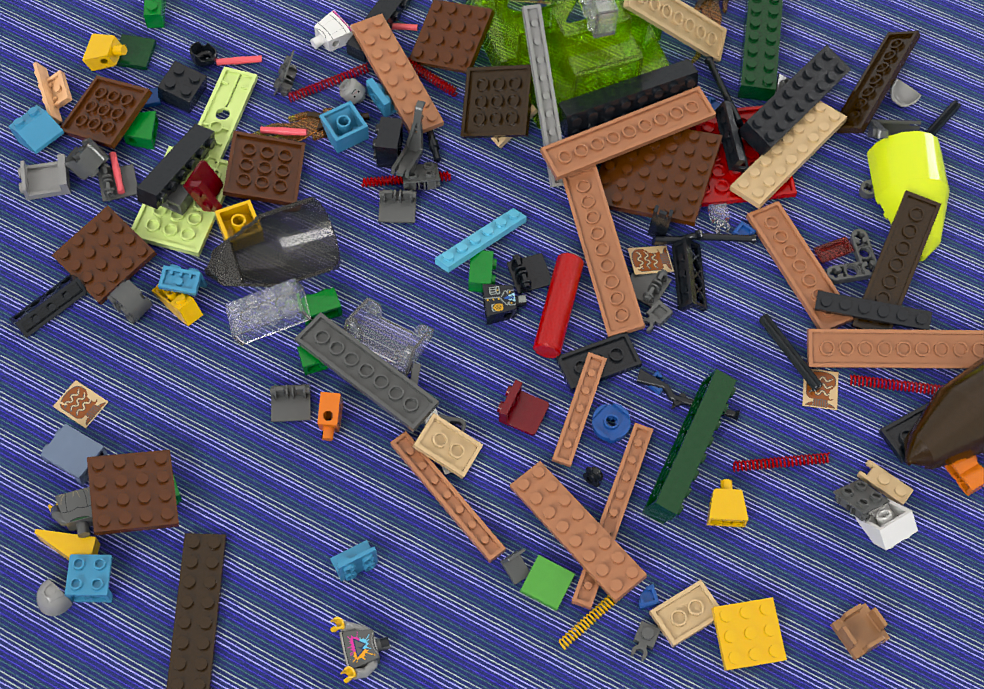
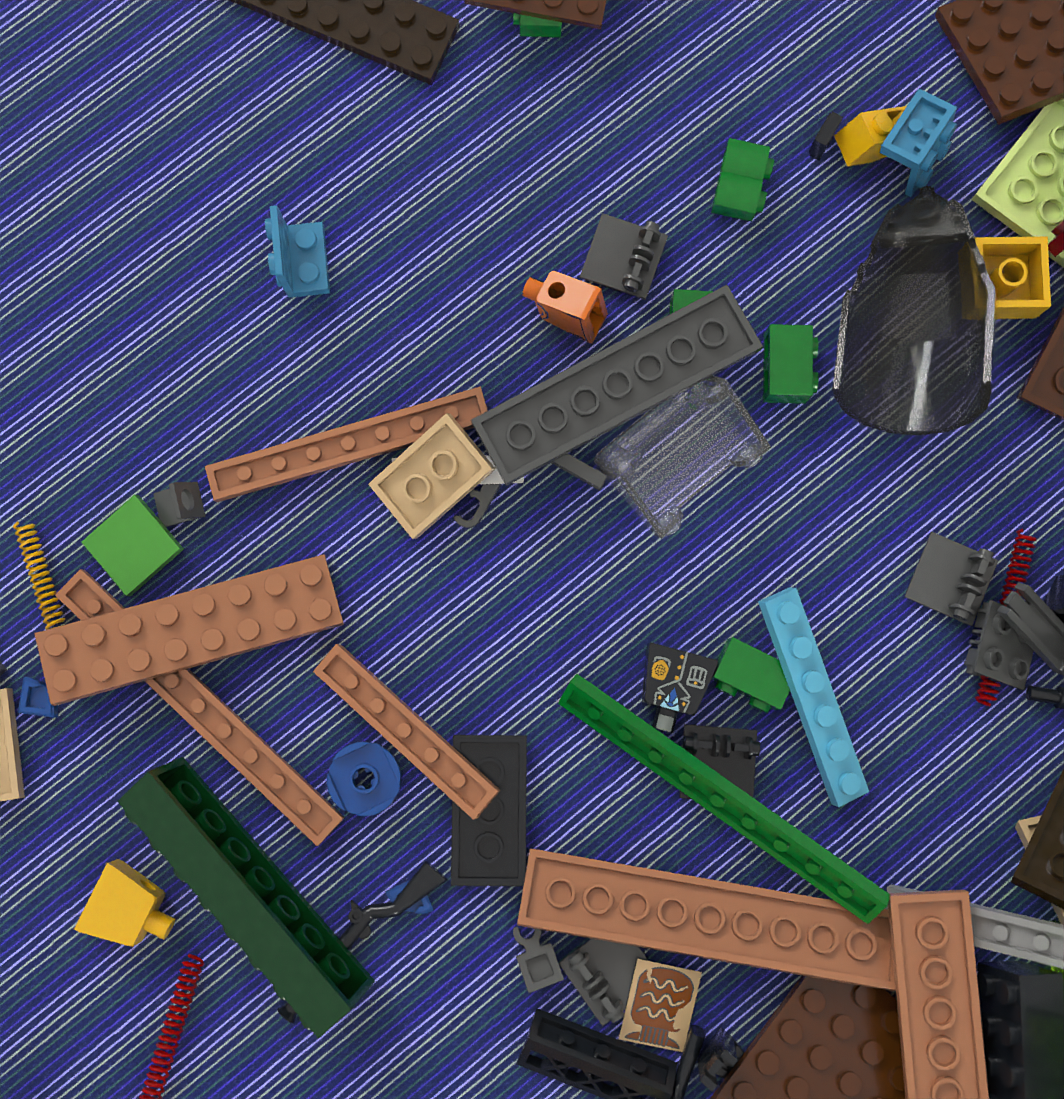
camera: 115 degrees right, 20 degrees up
(130, 301) = (916, 48): dark grey brick -> none
(190, 329) = (825, 135): none -> black tile
(228, 360) = (741, 180): none -> green brick
(267, 311) = (805, 265): clear brick -> none
(359, 648) = (150, 210): torso -> none
(522, 409) = (449, 634): dark red bracket -> none
(545, 263) = (725, 800): none -> green plate
(558, 305) = (627, 786): red cylinder -> none
(593, 476) = (278, 701): black plate -> none

